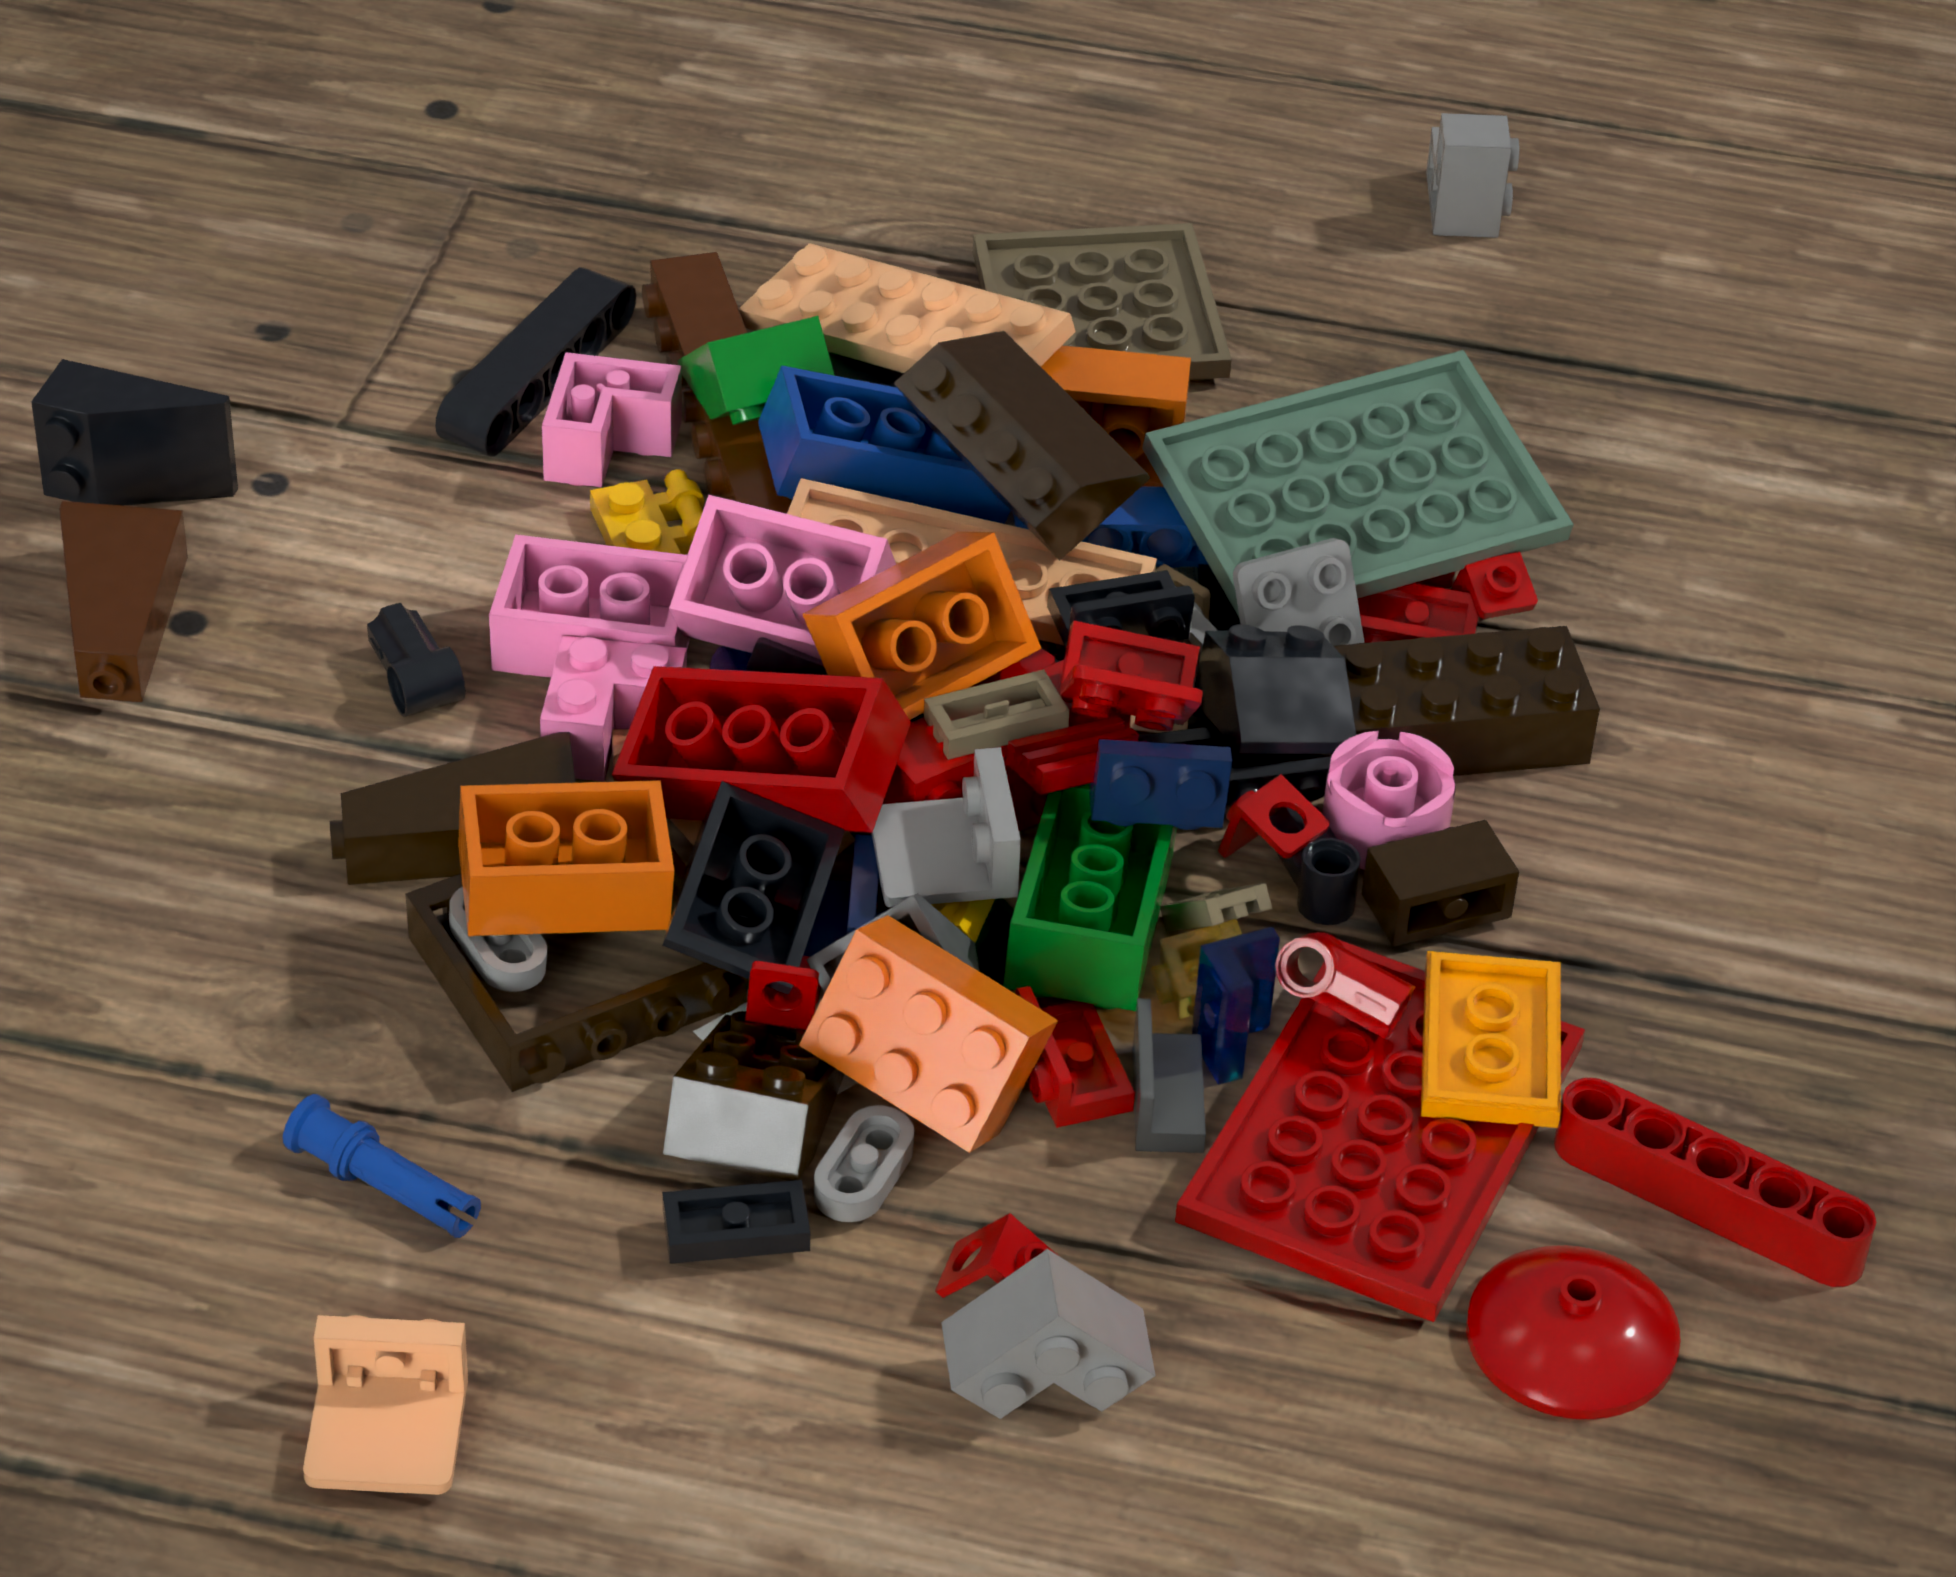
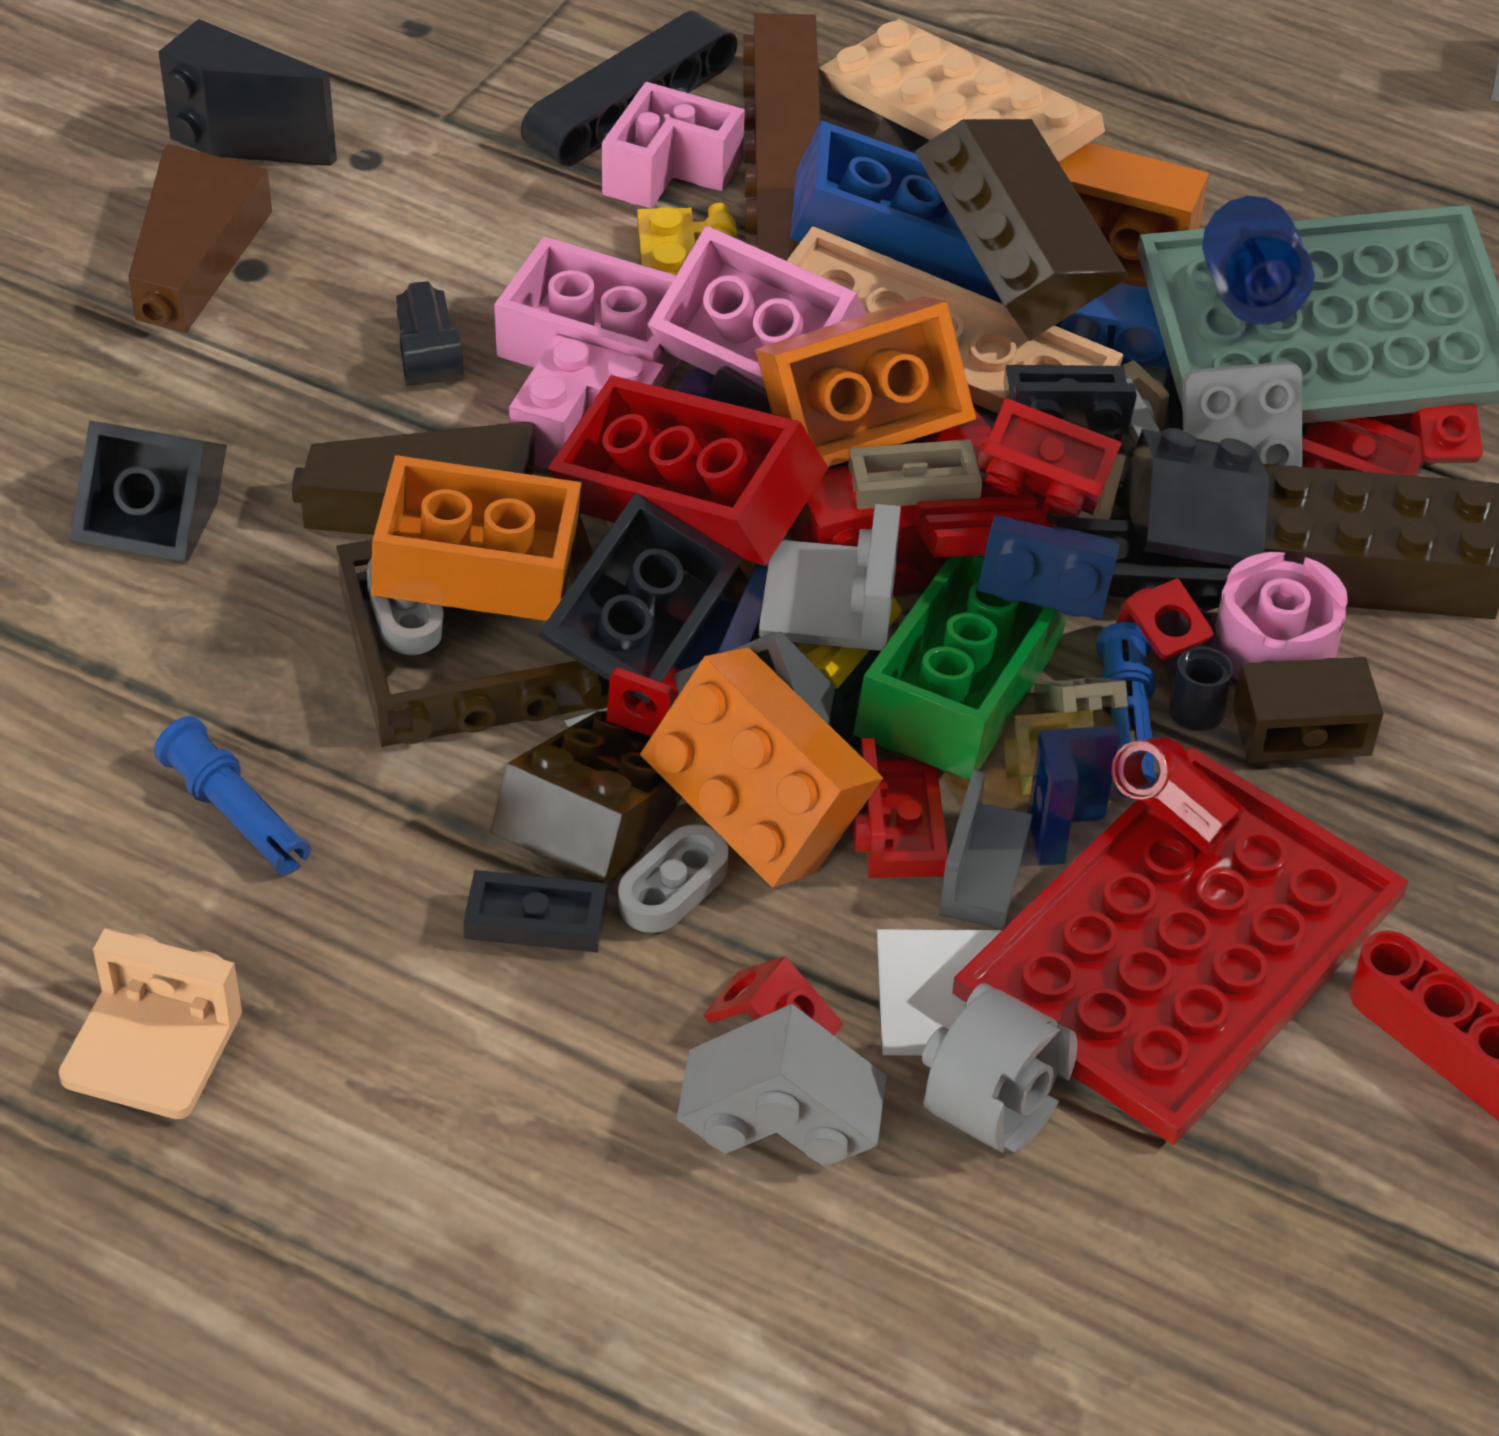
camera: 15 degrees right, 5 degrees up
(171, 874) = (146, 490): none -> black slope
(739, 371) = (787, 117): green slope -> none
(1120, 284) = (1171, 104): dark tan plate -> none
(1139, 1228) = (918, 983): none -> white sticker
(1250, 871) = (1130, 667): none -> blue pin
(1250, 1280) = (997, 1069): none -> light grey brick
(1278, 440) = (1258, 260): none -> clear blue piece
(1492, 1039) = (1310, 874): light orange tile -> none
(1573, 1332) = (1305, 1209): red dish -> none

